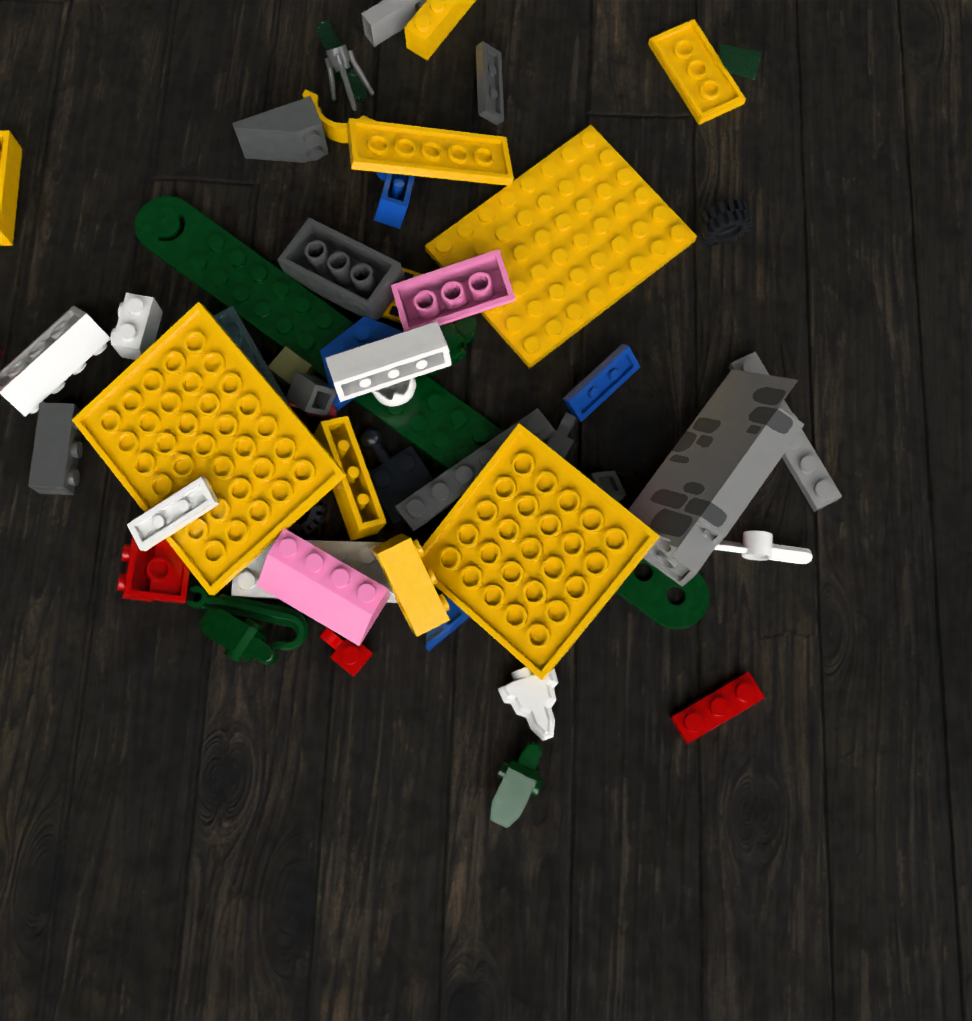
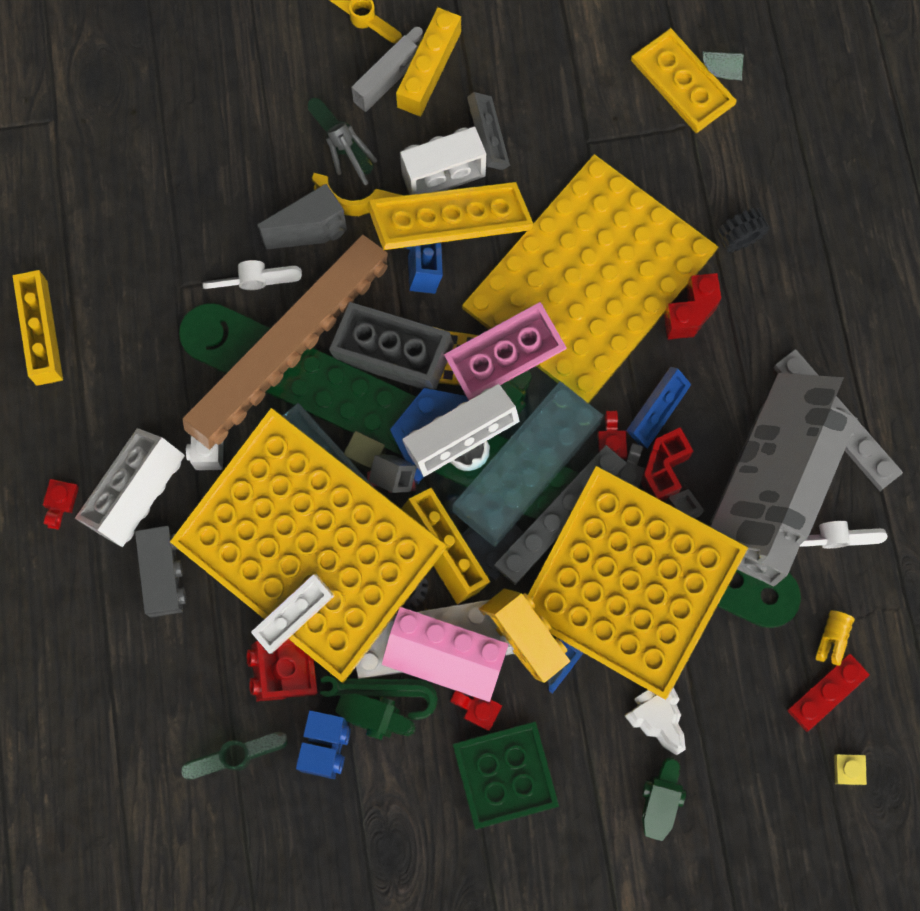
camera: 10 degrees left, 0 degrees up
(70, 649) = (217, 760): none -> clear green piece
(169, 672) = (329, 731): none -> blue piece
(225, 180) = (255, 276): none -> white piece
(232, 245) = (284, 343): none -> medium nougat brick
(359, 726) = (505, 775): none -> dark green plate
(437, 100) = (444, 162): none -> white brick
(451, 410) = (527, 463): none -> clear light blue brick
(547, 404) = (612, 437): none -> red plate
(599, 429) = (666, 453): none -> red brick
(651, 298) = (687, 318): none -> red brick
(724, 793) = (850, 769): none -> light yellow plate
(738, 647) = (835, 633): none -> yellow hinge

